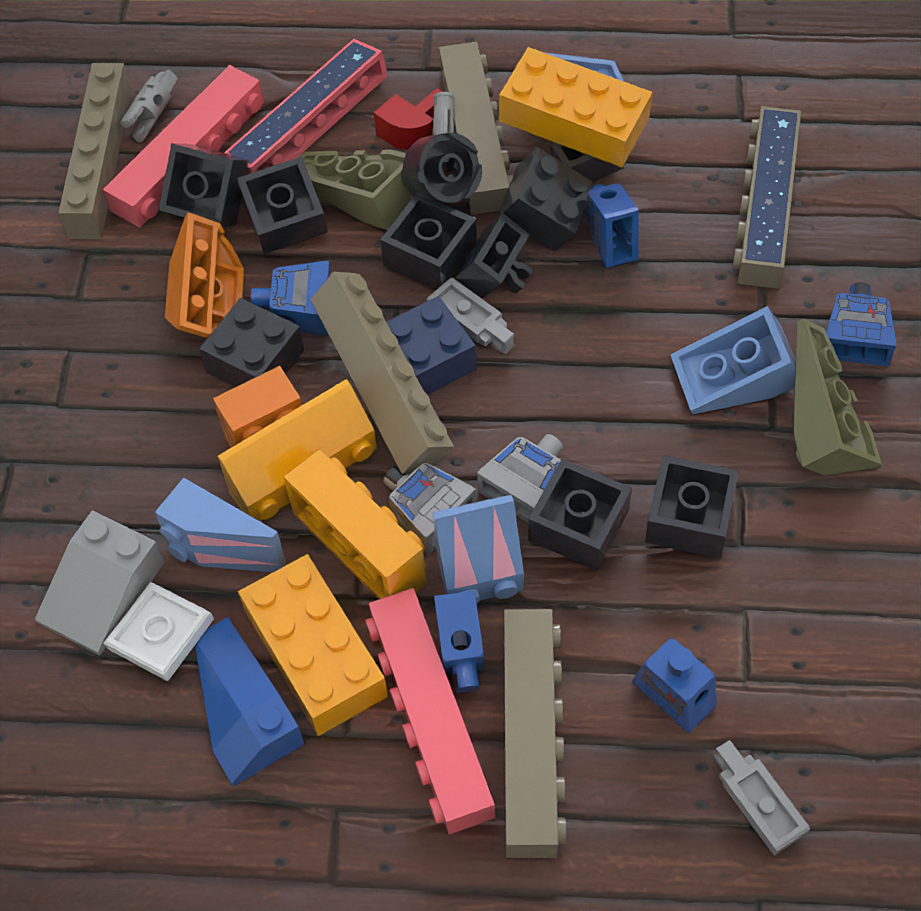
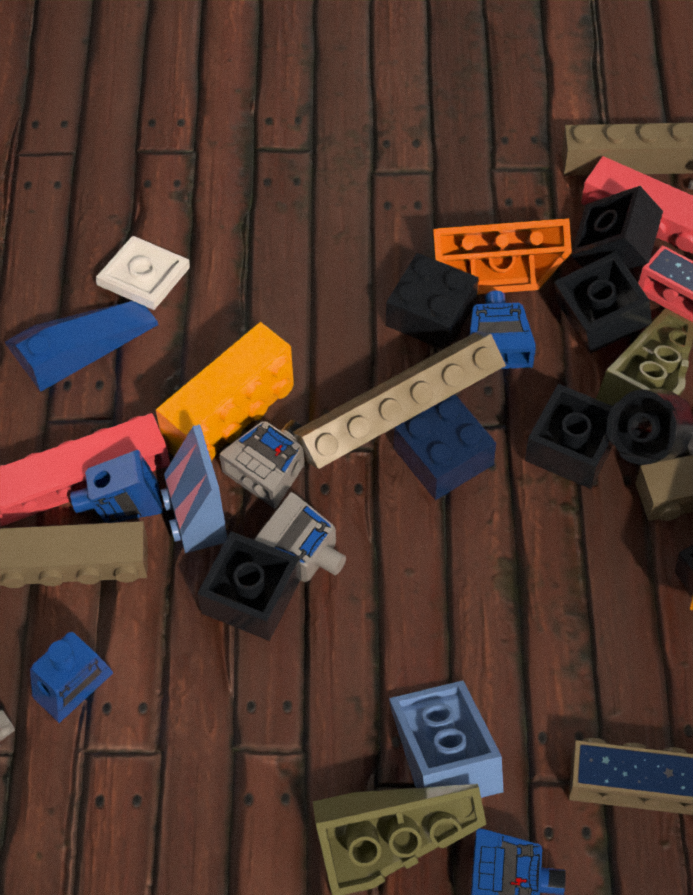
camera: 85 degrees right, 0 degrees up
(98, 581) = (191, 223): light grey slope -> none
(216, 533) = (228, 289): medium blue slope -> none
(255, 405) = (345, 312): orange brick -> none
(259, 463) = (321, 353): light orange slope -> none
(313, 644) = (121, 378): light orange brick -> none
(476, 316) = (493, 486): light grey hinge -> none
(494, 259) = (560, 495): black brick -> none
(546, 198) = (641, 539): black brick -> none
(612, 209) = (623, 609): blue torso -> none
(691, 506) = (259, 688): black brick -> none

